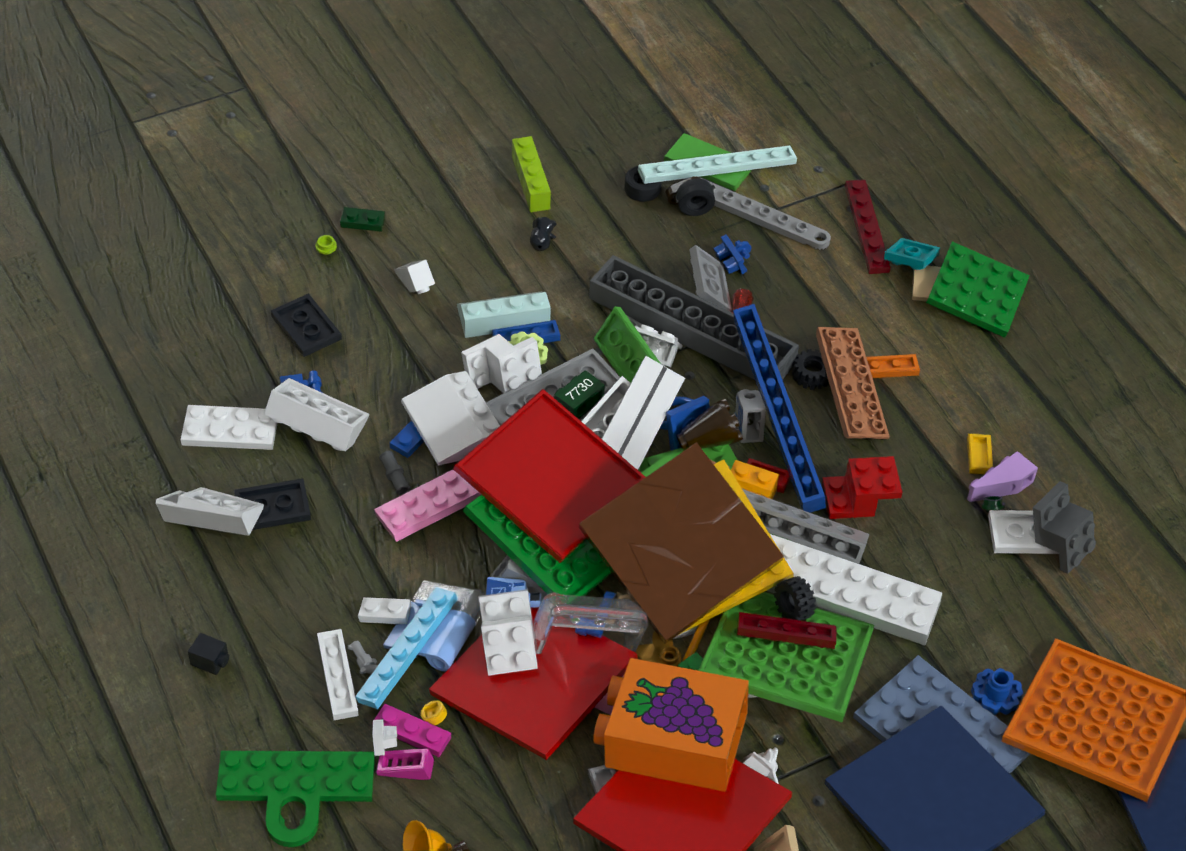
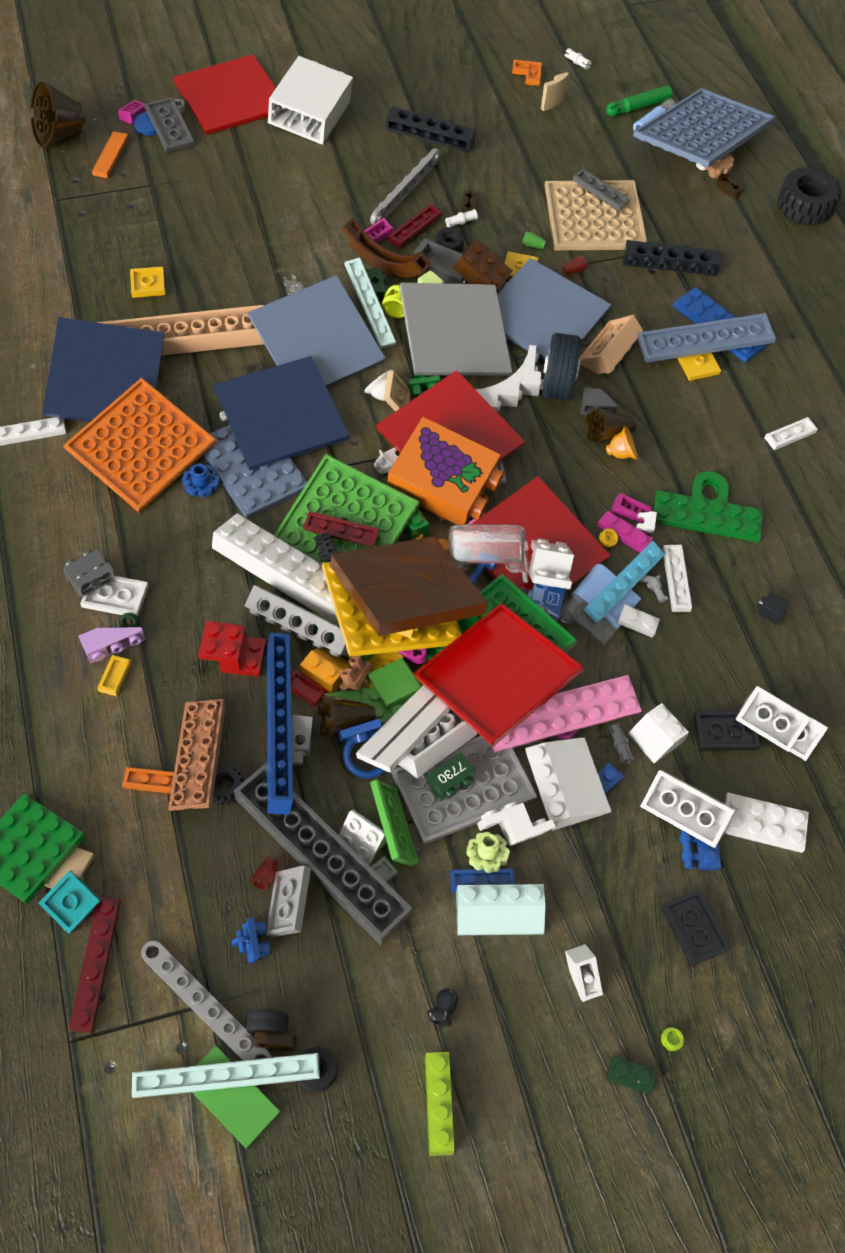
camera: 170 degrees left, 10 degrees up
(350, 489) = (658, 733): none -> white slope

